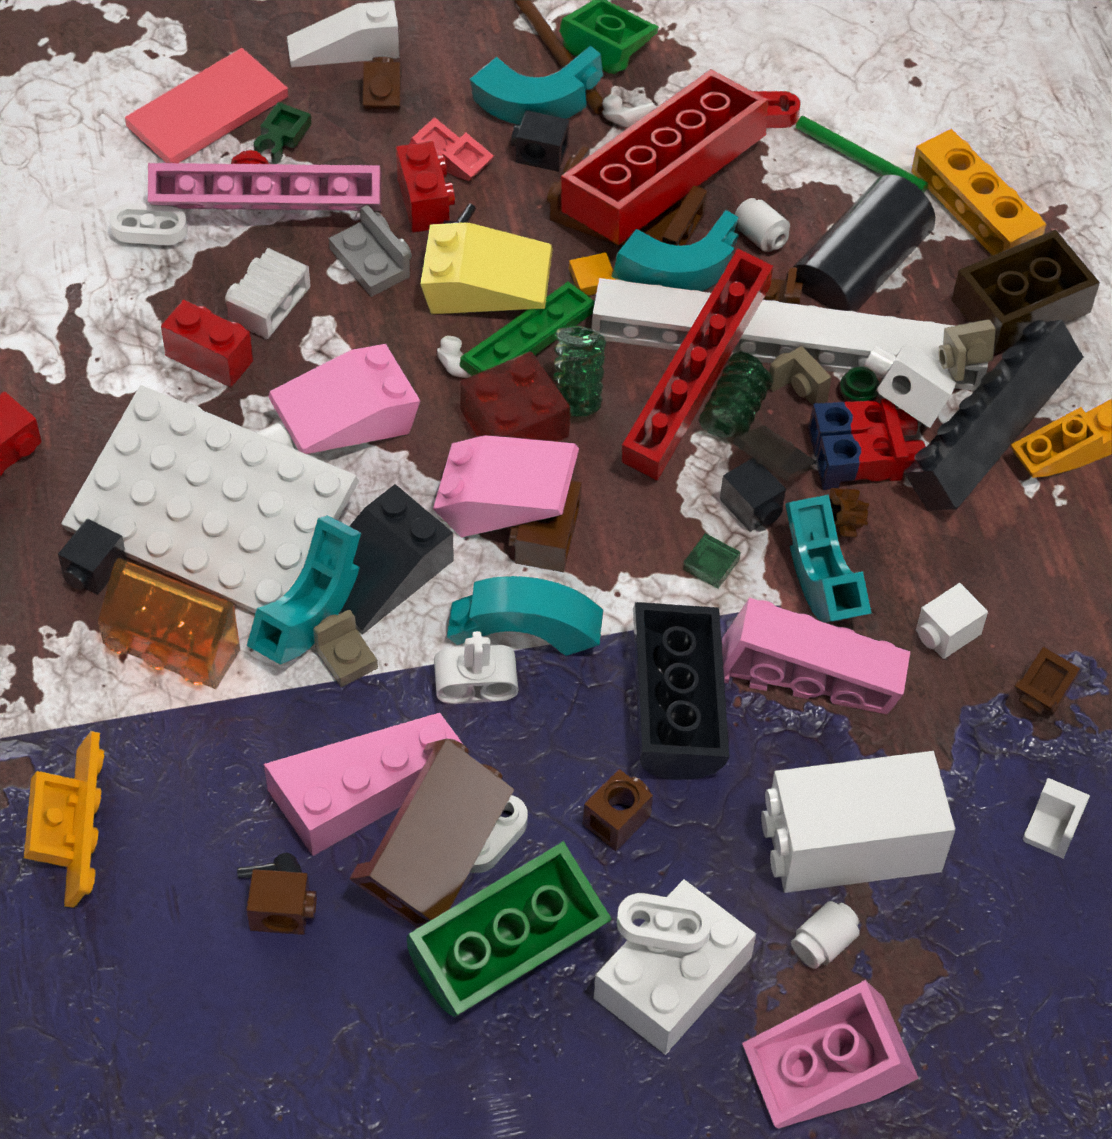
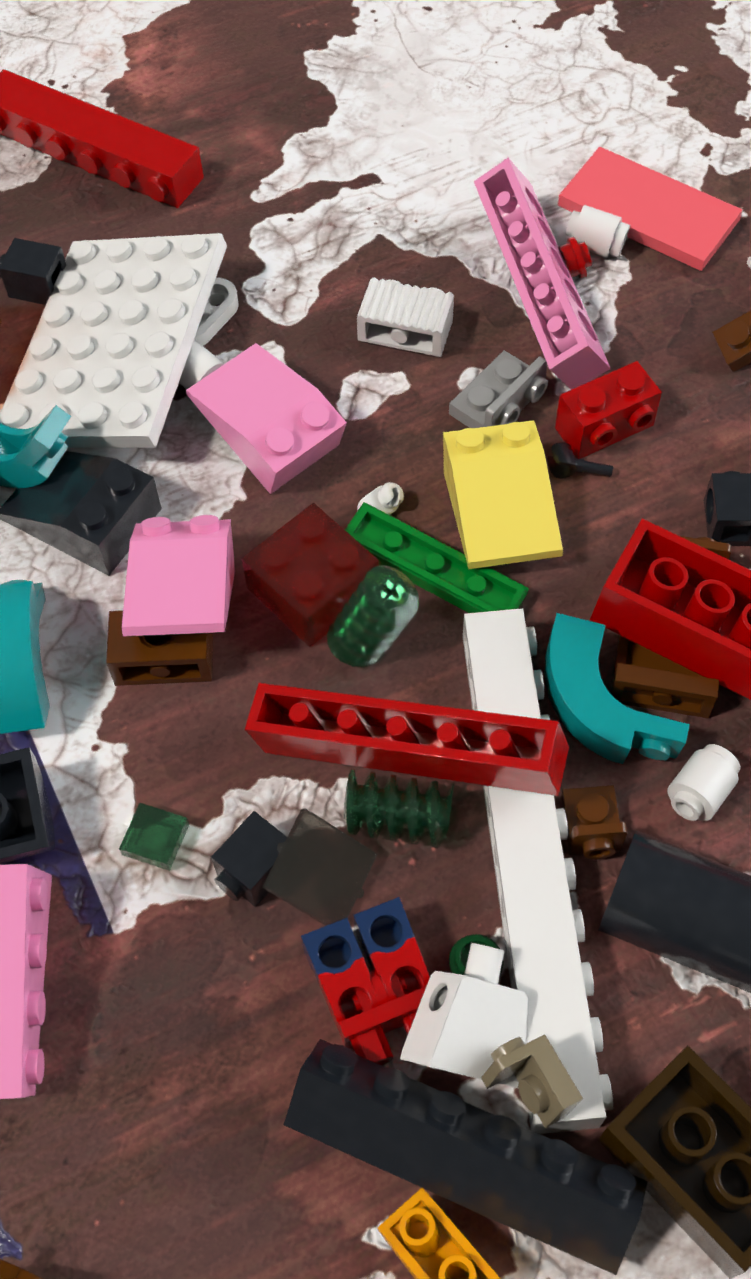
camera: 80 degrees right, 5 degrees up
(148, 224) = (462, 203): white plate -> none
(207, 343) = (318, 284): red brick -> none
(226, 142) = (599, 230): none -> white brick
(282, 127) = (643, 272): dark green plate -> none
(462, 155) = (685, 428): coral slope -> none
(588, 270) = (543, 607): light orange tile -> none
(803, 372) = (461, 888): dark tan bracket -> none
(822, 572) = (122, 981): teal arch -> none
(848, 511) = (246, 974): reddish brown gear -> none
(951, 621) = (101, 1150): white brick -> none

